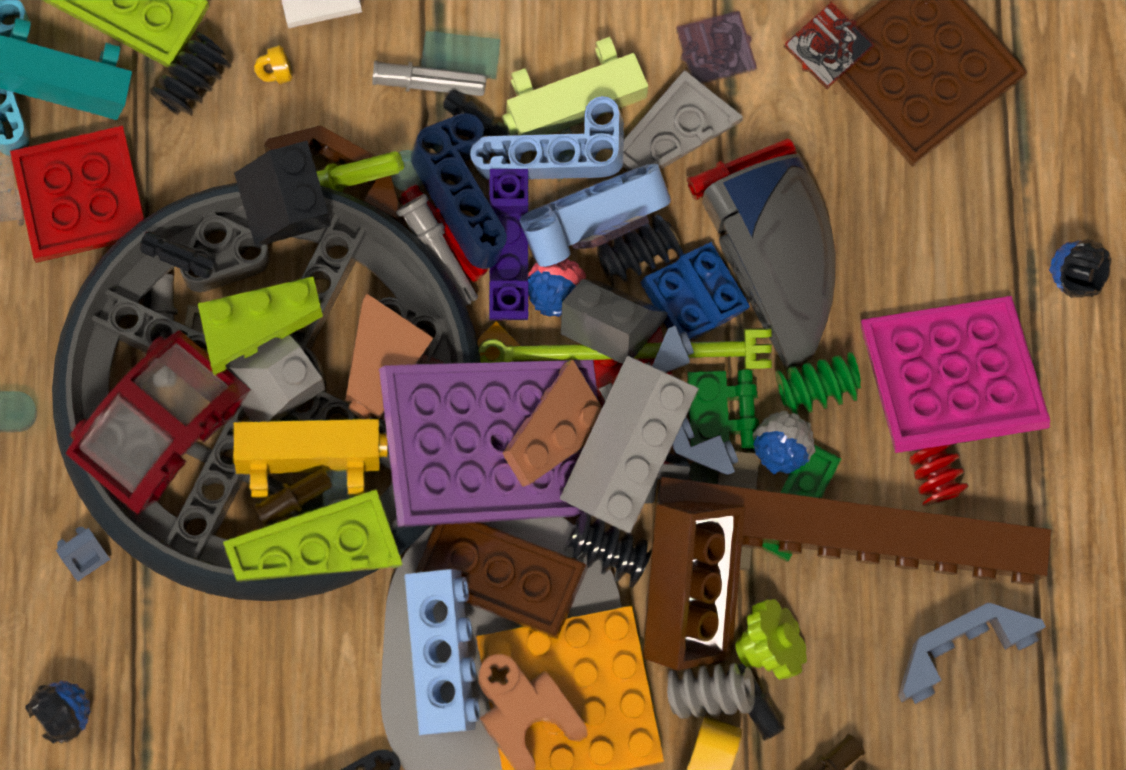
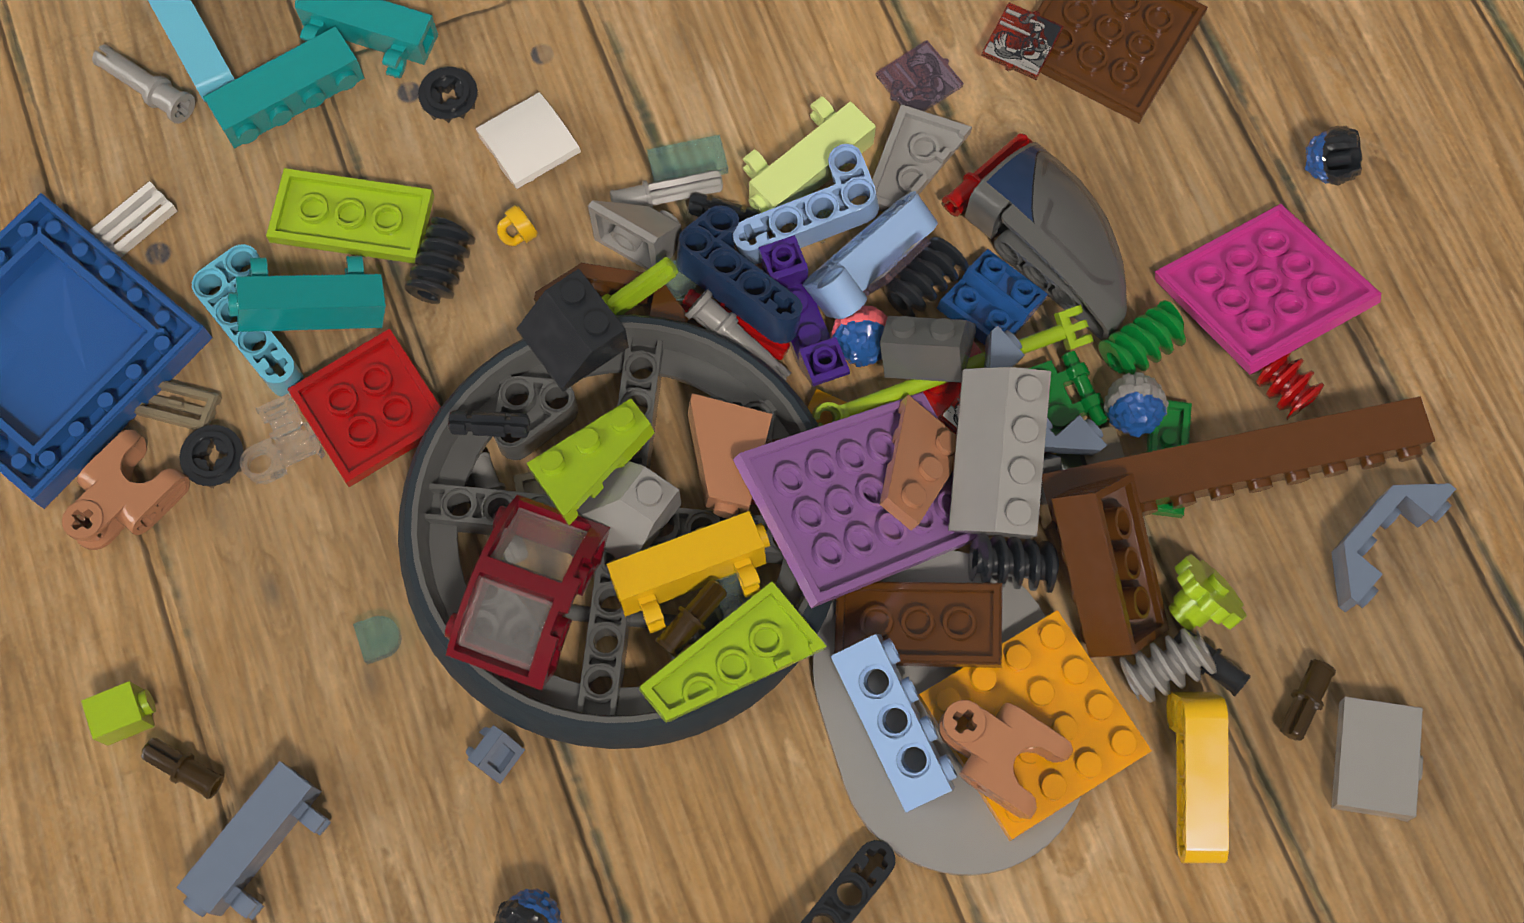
camera: 15 degrees left, 5 degrees down
(385, 112) = (635, 231): none -> light grey slope

